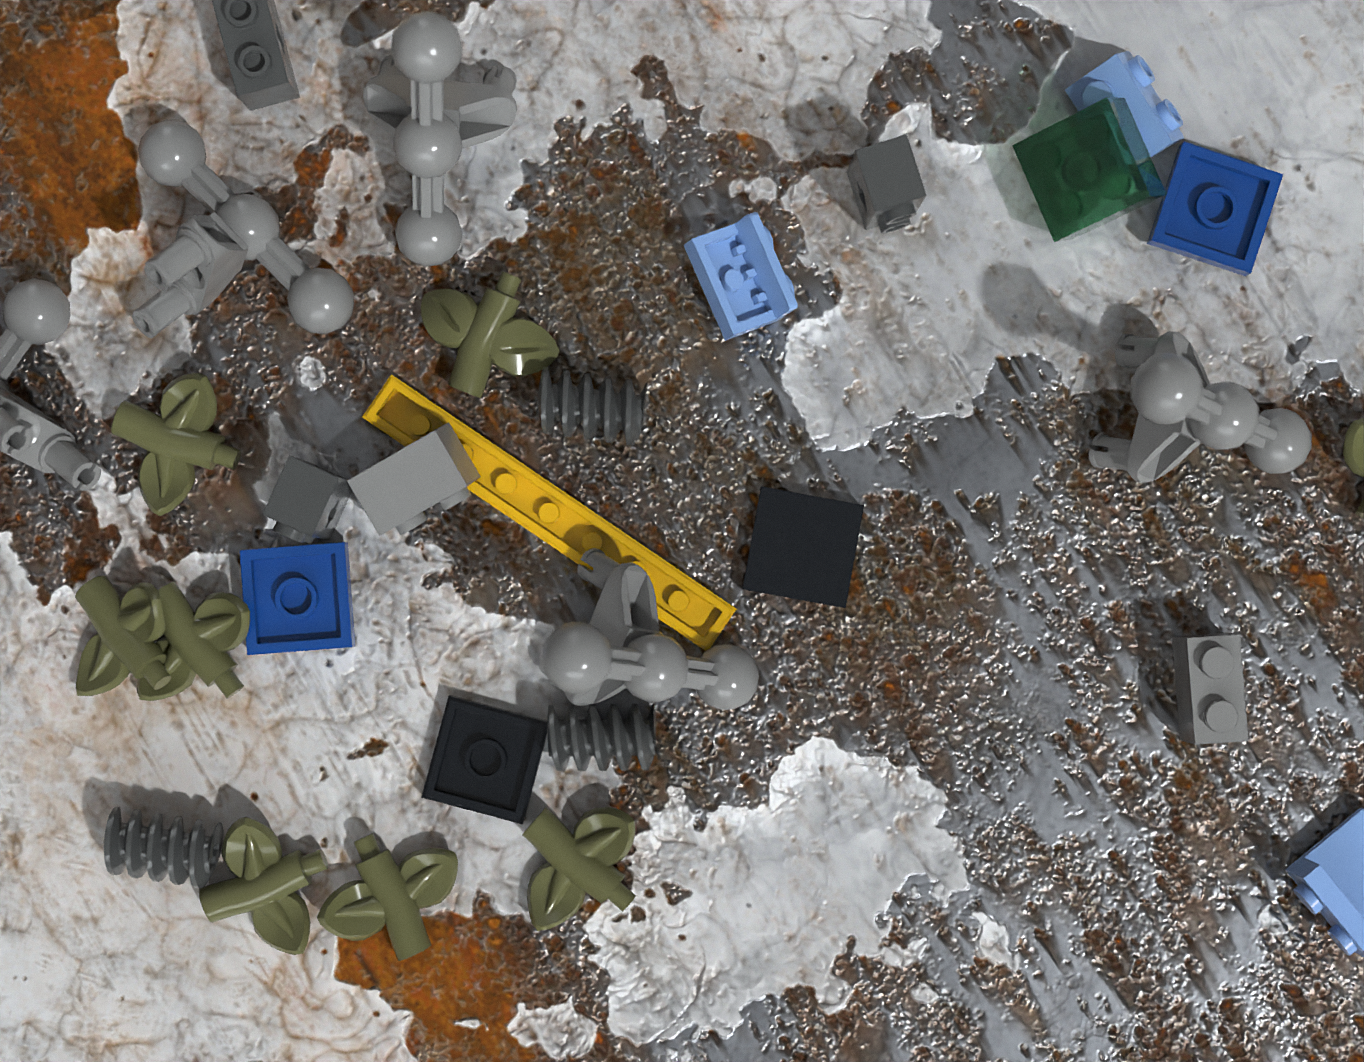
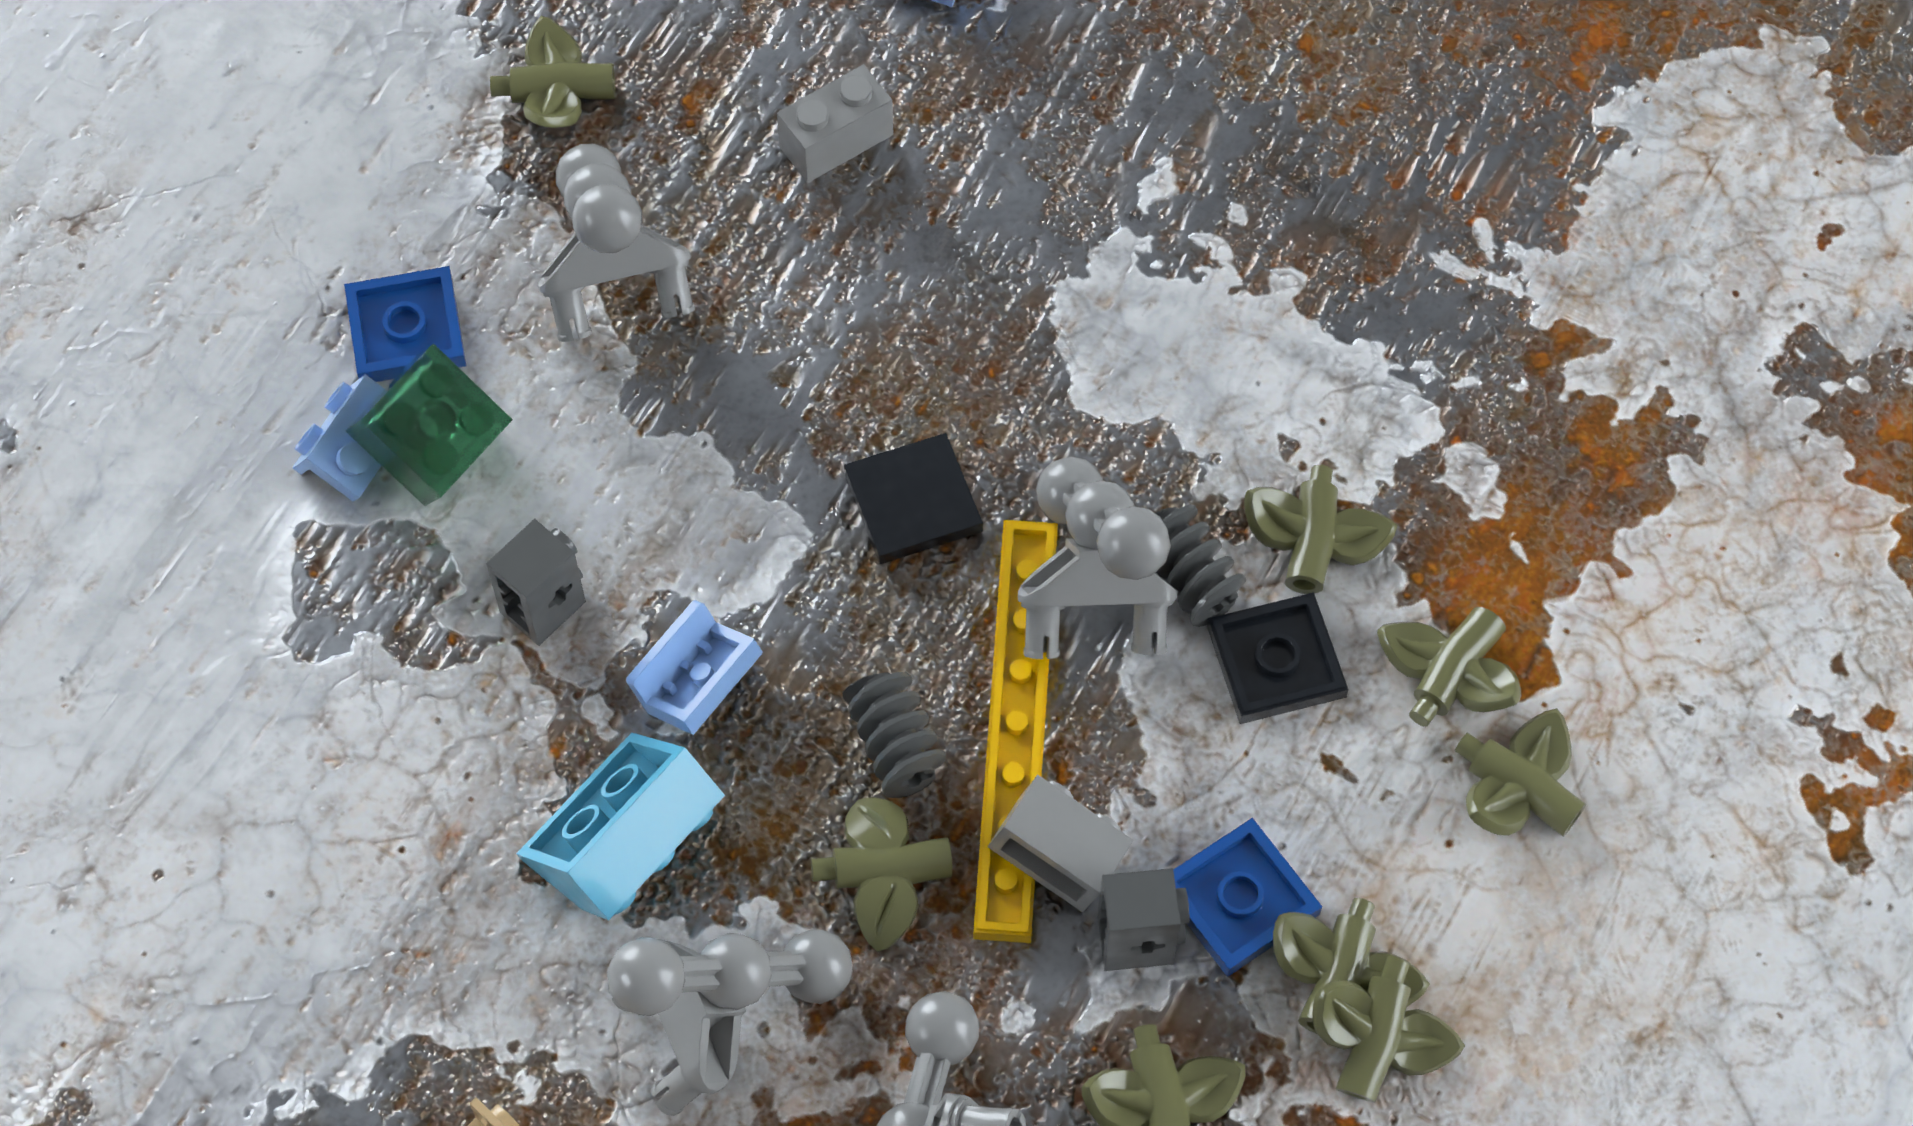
camera: 120 degrees left, 25 degrees down
(161, 850) = (1547, 882): dark grey piece -> none
(639, 146) = (622, 824): none -> medium azure slope

